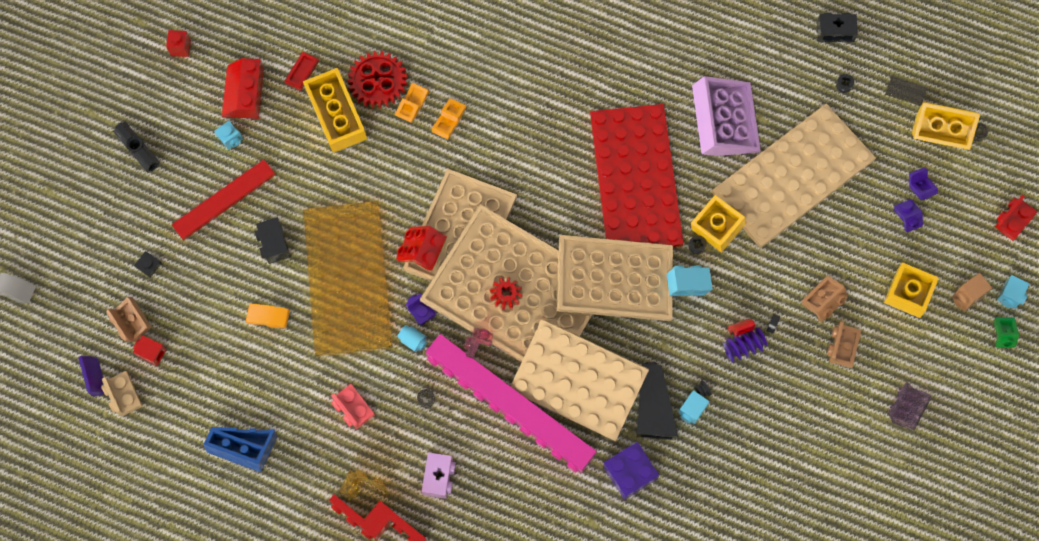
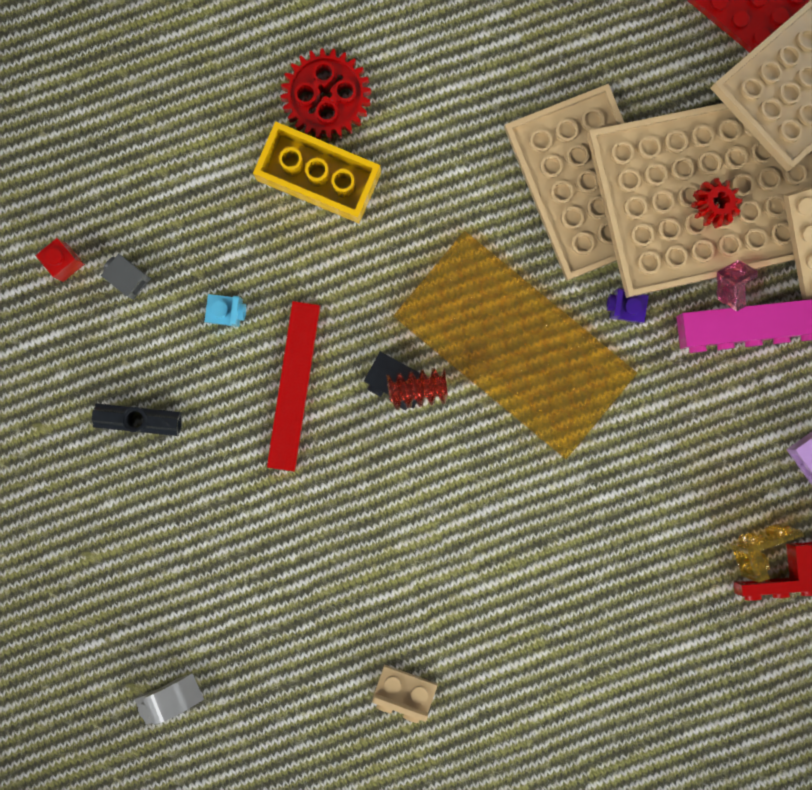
camera: 45 degrees left, 15 degrees up
(92, 375) = (352, 705): dark purple slope -> none
(129, 320) = (331, 612): medium nougat bracket -> none
(147, 264) = (285, 533): black plate -> none
(149, 350) = (387, 622): red brick -> none
(199, 77) = (125, 276): none -> dark grey brick
(241, 446) = (594, 627): blue wedge -> none
(243, 89) = (186, 244): red slope -> none
(267, 315) = (474, 466): light orange slope -> none
(274, 249) = (417, 389): none -> clear red piece
(301, 71) = (229, 163): red tile -> none
(353, 406) = (659, 474): coral bracket -> none
(412, 103) = (388, 86): light orange slope -> none
(412, 338) = (652, 344): medium azure brick -> none
(421, 246) = (564, 238): red bracket -> none
(431, 395) = (726, 385): clear smoke bush -> none
(449, 118) = (447, 67): light orange slope -> none

